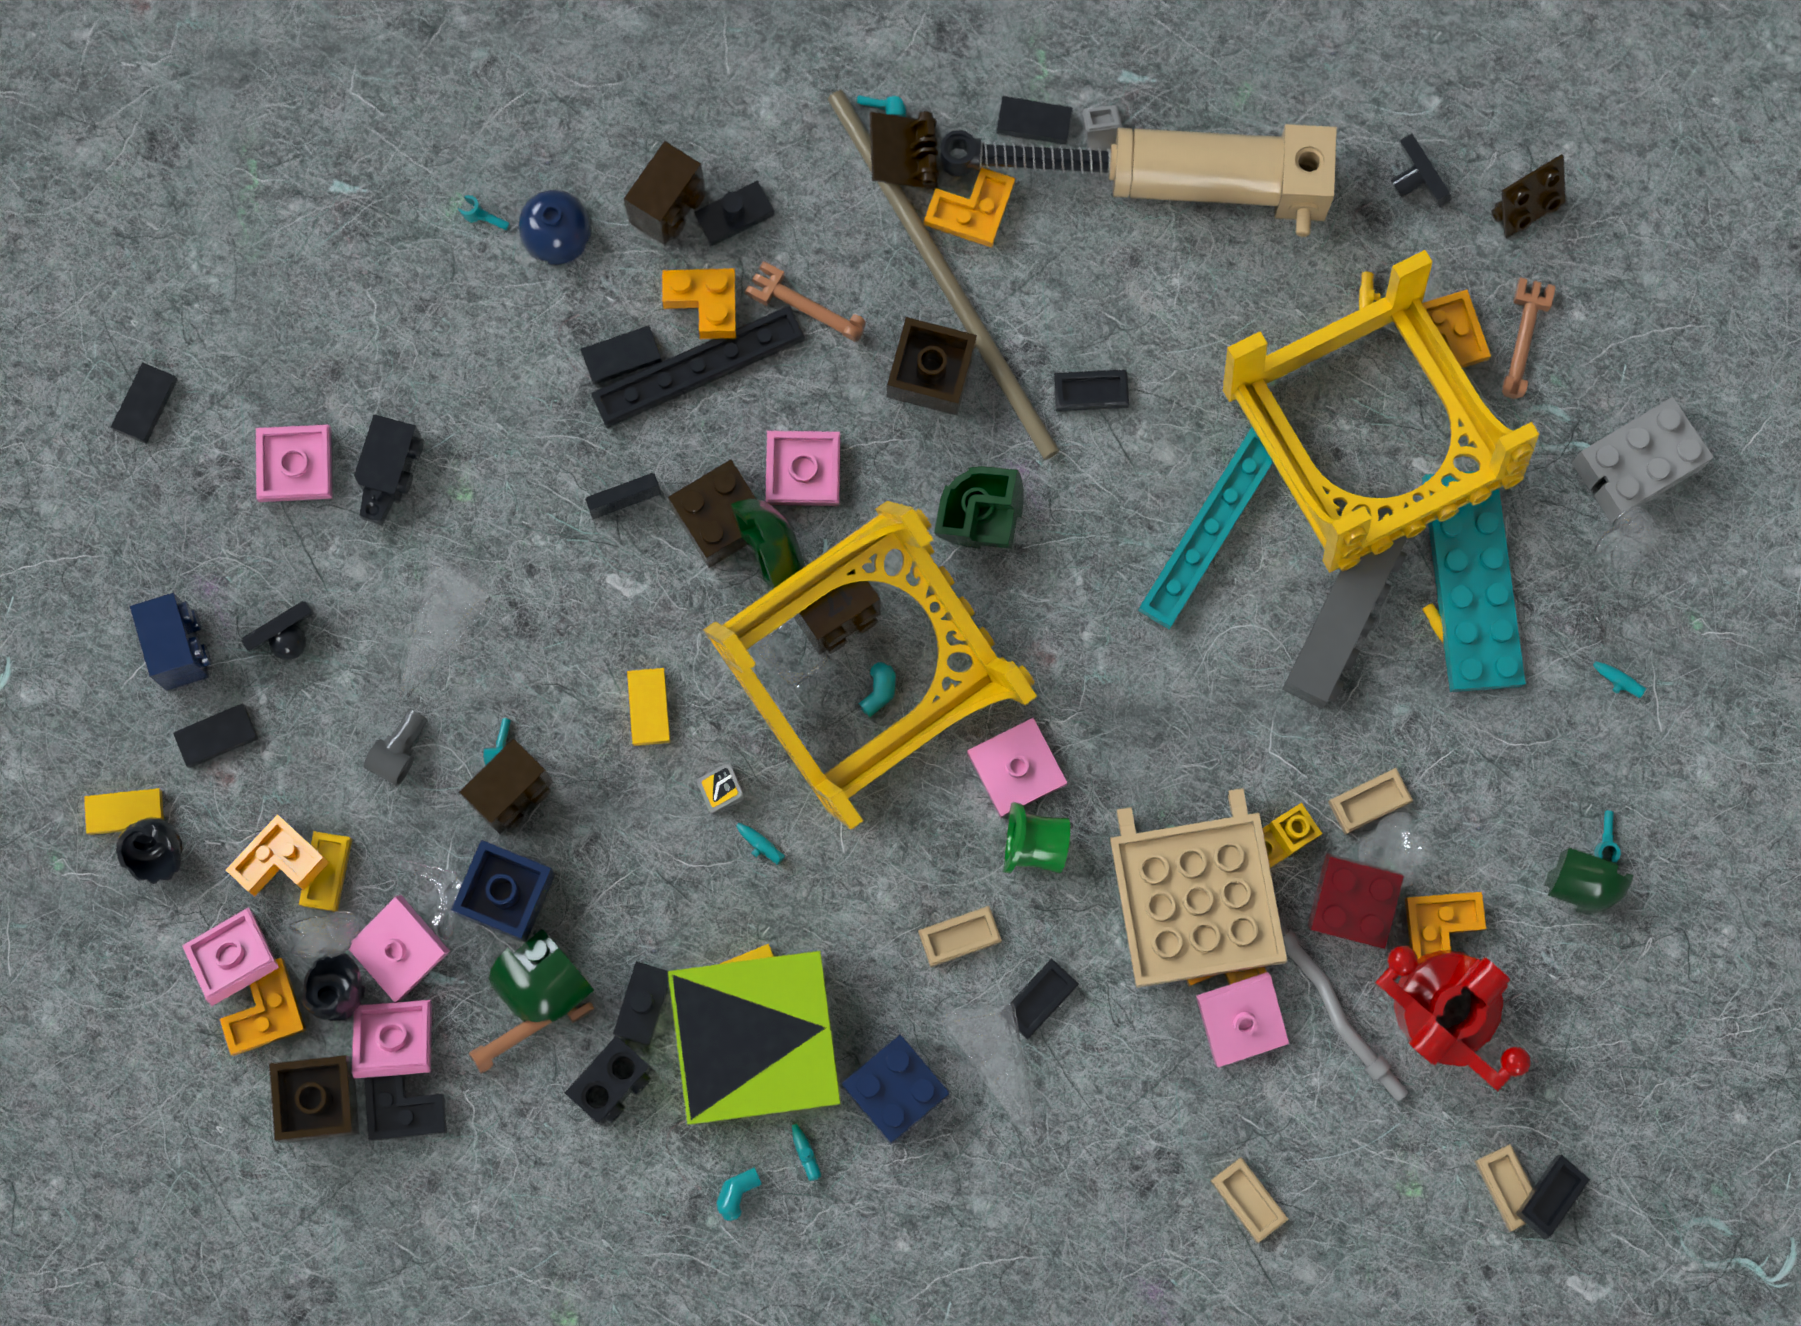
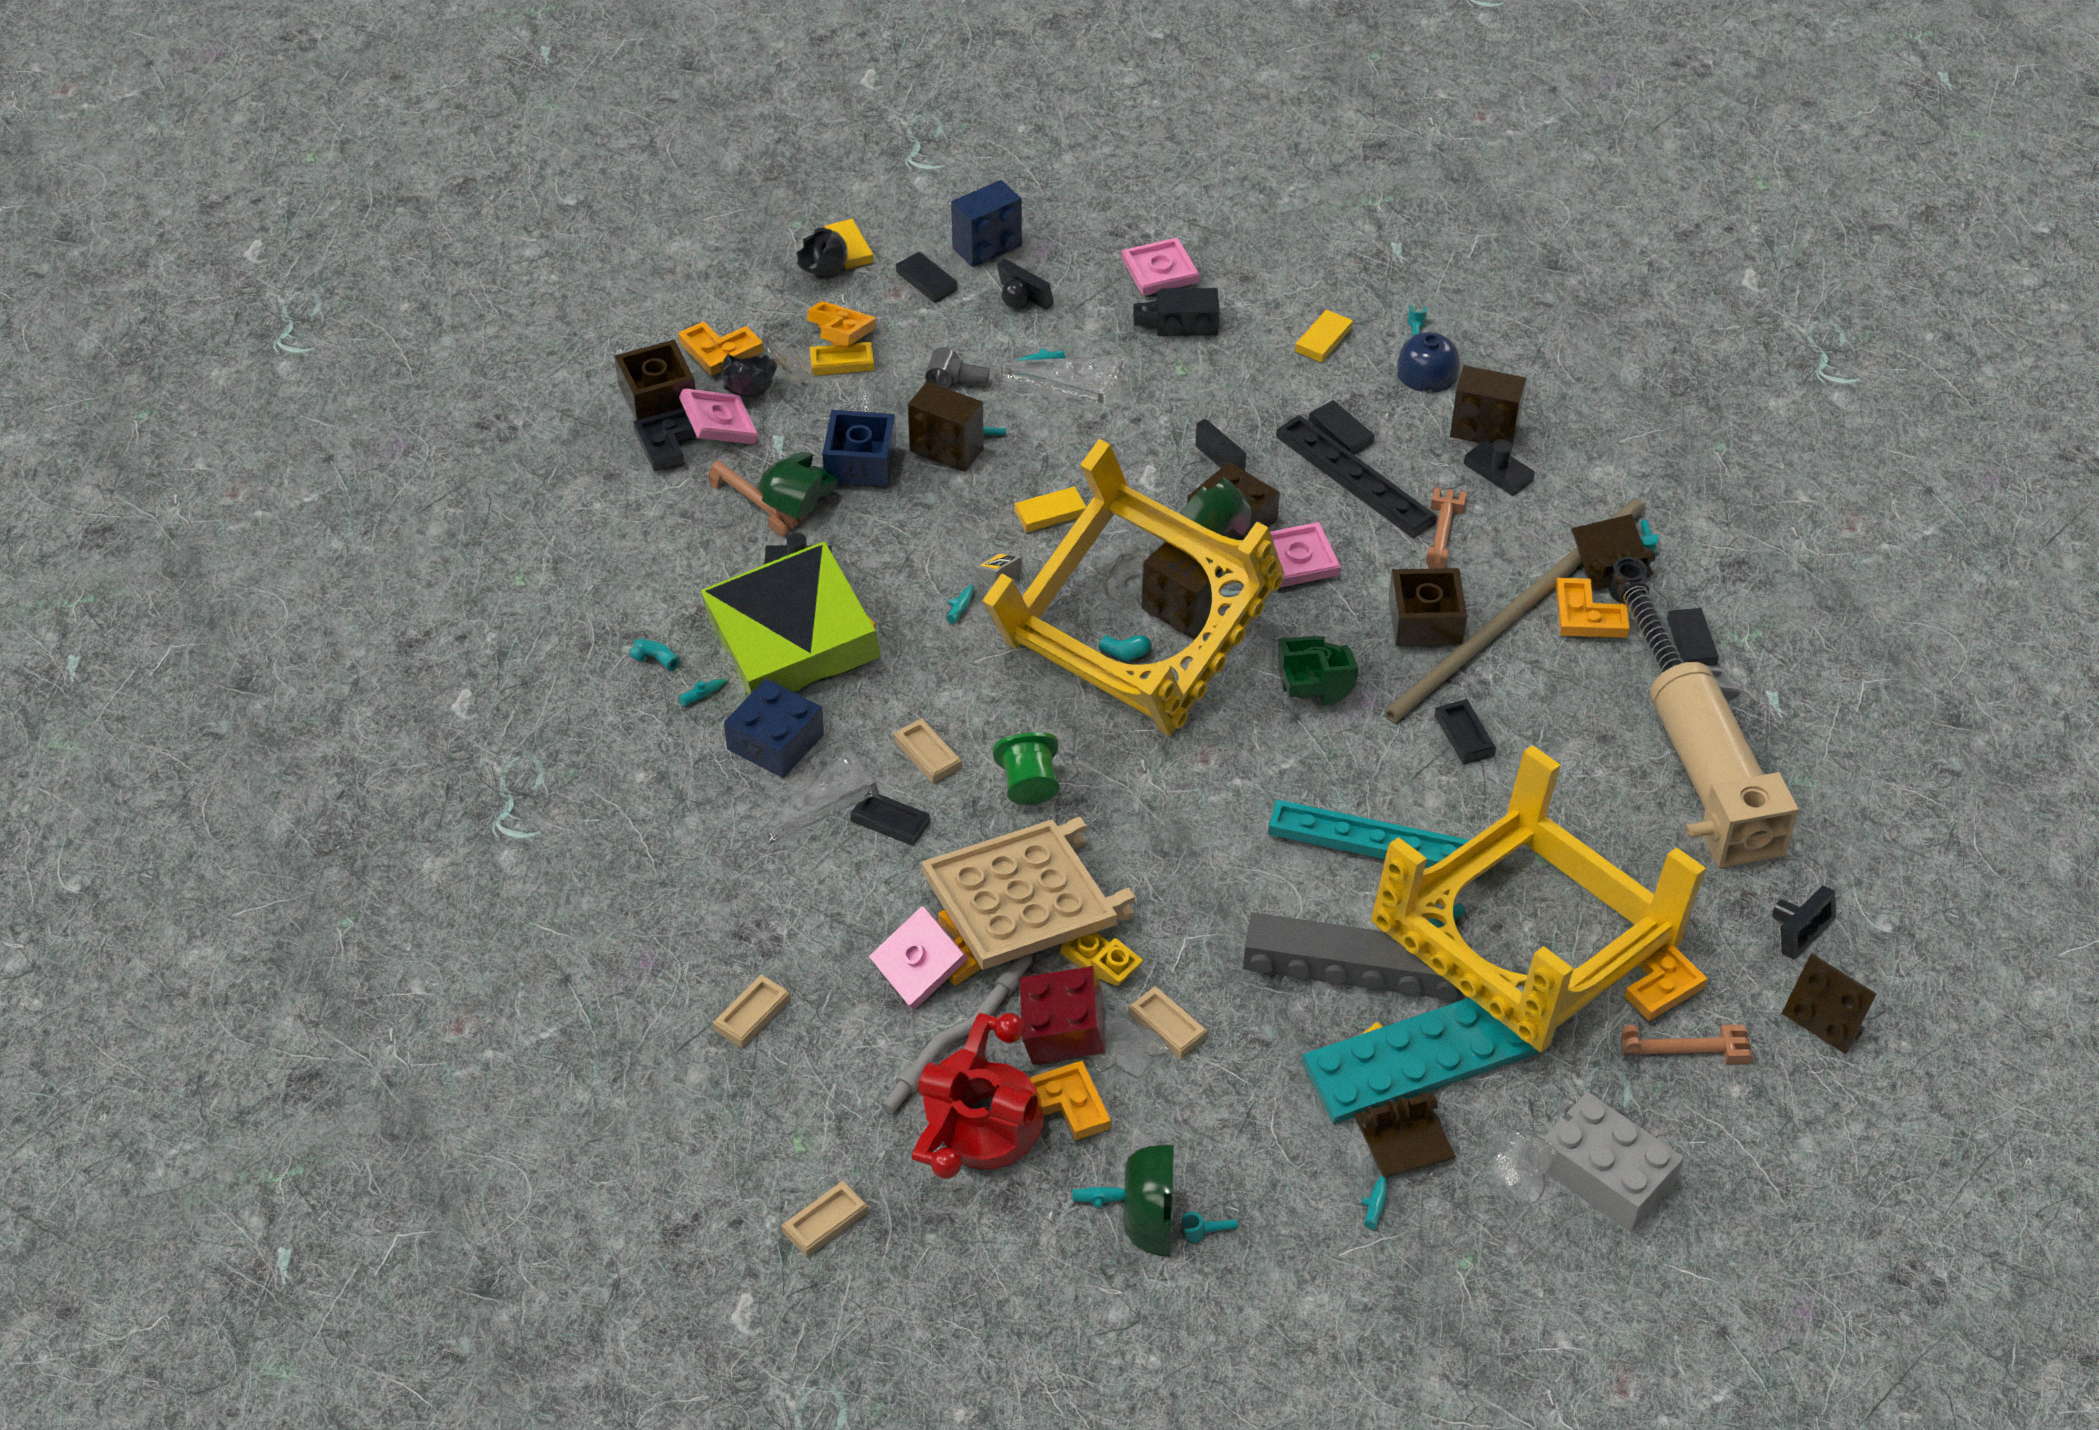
camera: 75 degrees right, 30 degrees down
(144, 403) = (1170, 183): black tile -> none
(230, 956) = (754, 315): bright pink plate -> none
(398, 948) = (792, 404): bright pink plate -> none
(400, 643) = (1044, 354): none -> teal helmet
(468, 321) = (1323, 336): none -> yellow tile
(601, 1074) = (724, 548): black brick -> none
(710, 292) = (1416, 464): light orange plate -> none
(1017, 767) = (1096, 755): bright pink plate -> none
(1549, 925) = (1098, 1195): none -> teal helmet
(1552, 1196) = (825, 1249): black tile -> none
(1557, 628) = (1405, 1135): none -> dark brown hinge

